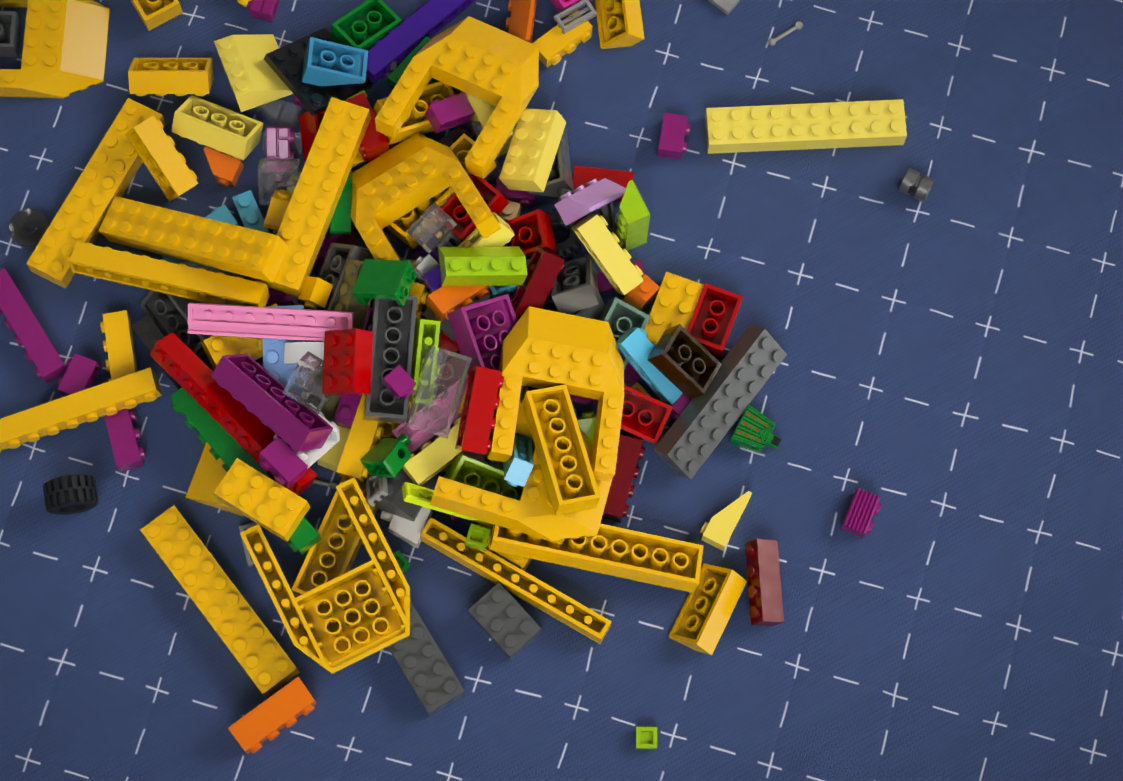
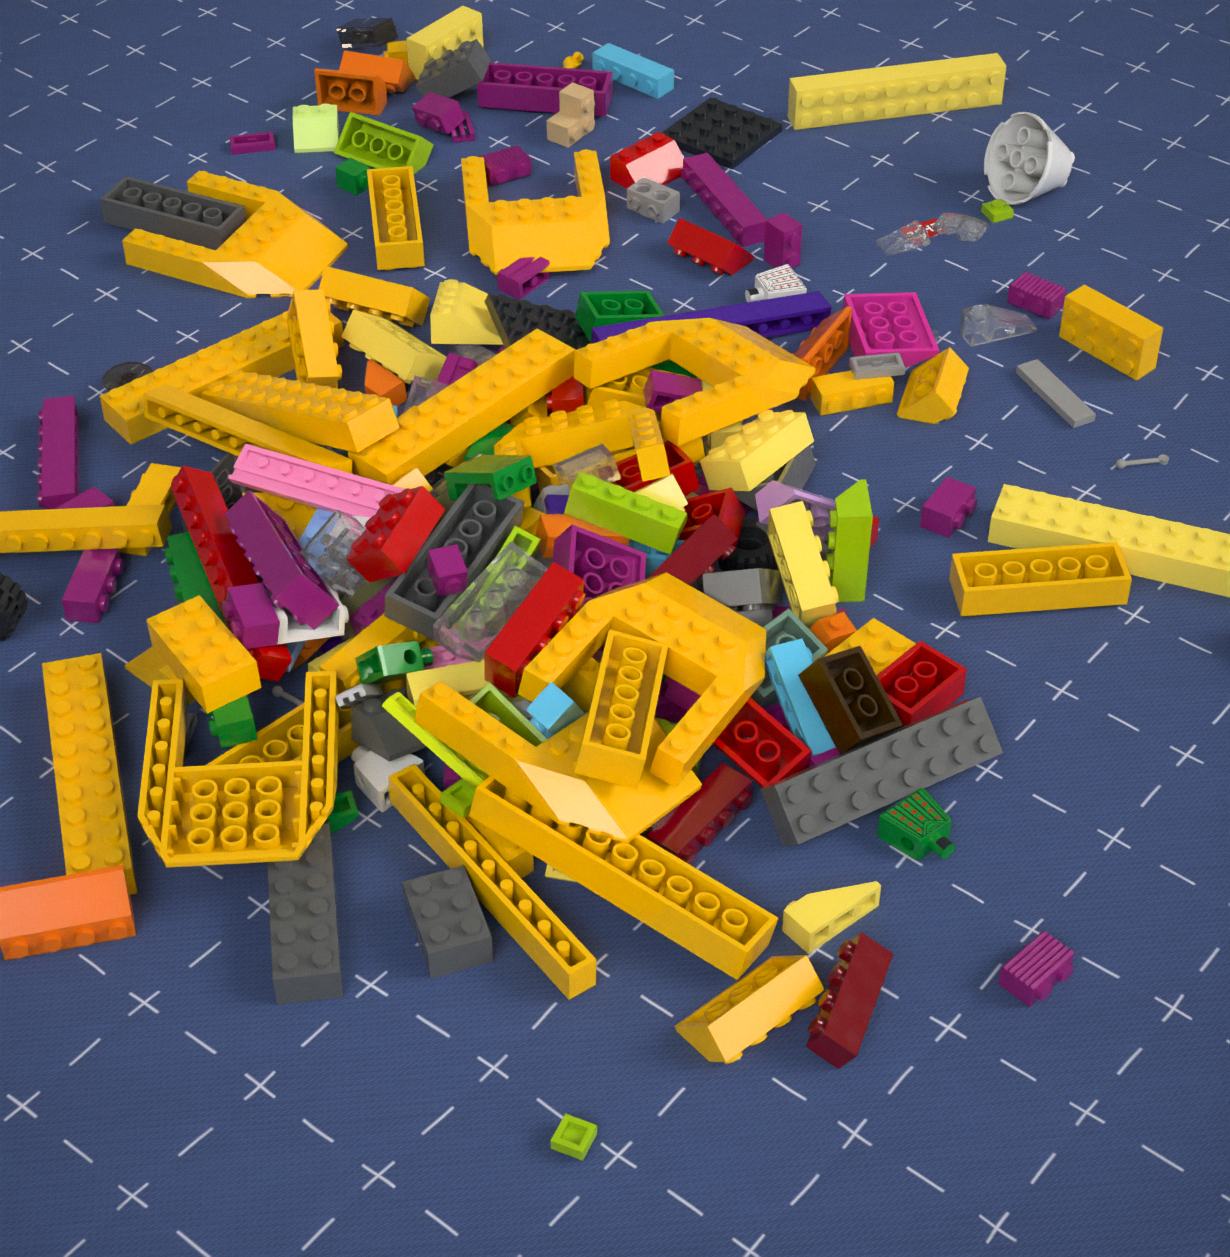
camera: 25 degrees right, 30 degrees down
(333, 64) = (557, 314): dark azure slope -> none
(757, 187) = (1039, 579): none -> yellow brick

